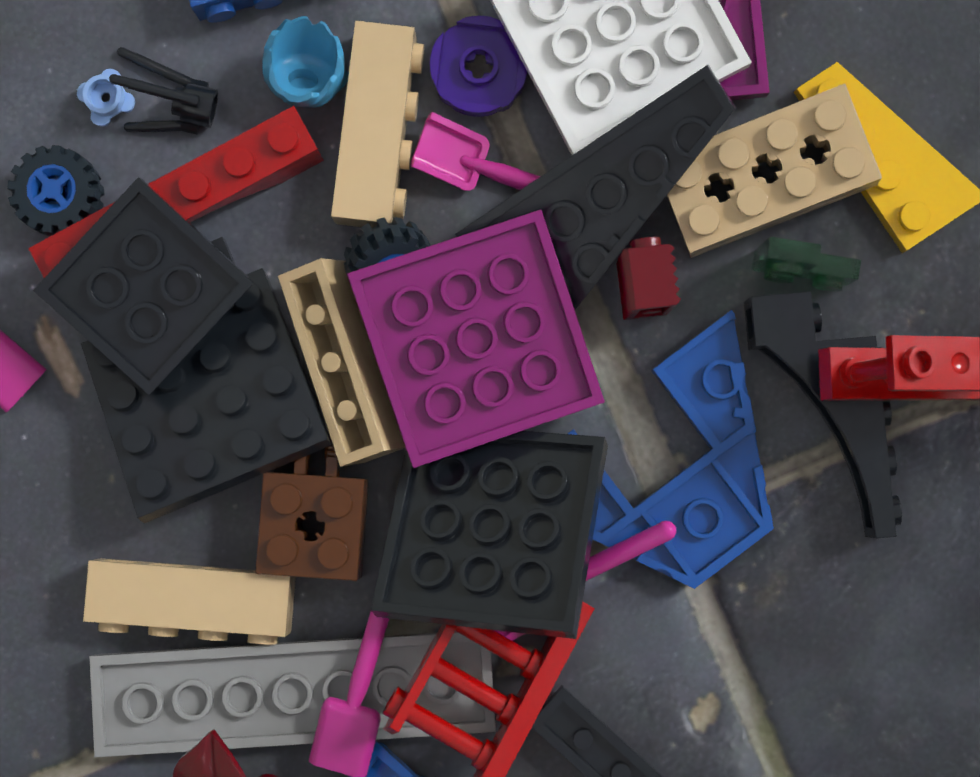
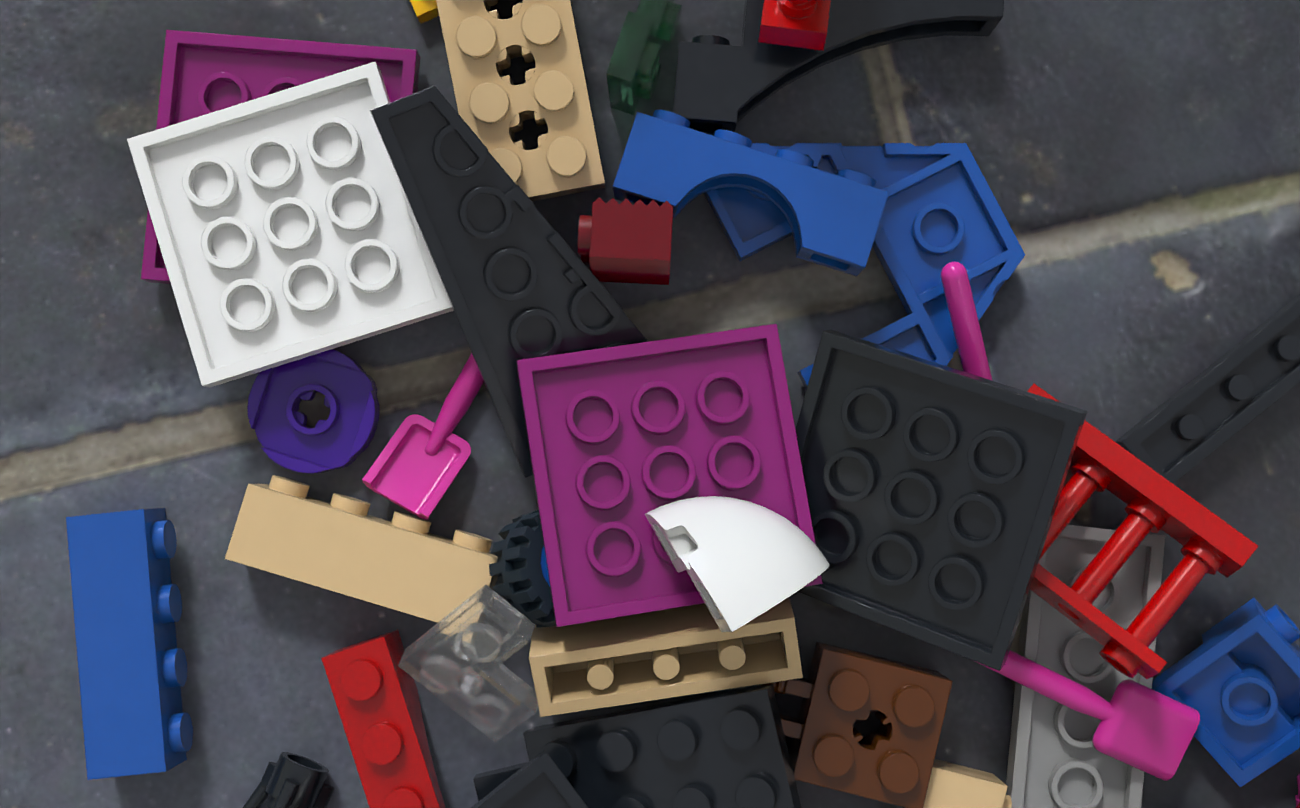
camera: 80 degrees left, 0 degrees up
(304, 63) = (267, 635): dark azure hair -> none
(308, 212) = (464, 666): none -> clear plate
(425, 396) = (736, 554): none -> white brick
(712, 303) = (828, 213): none -> blue arch

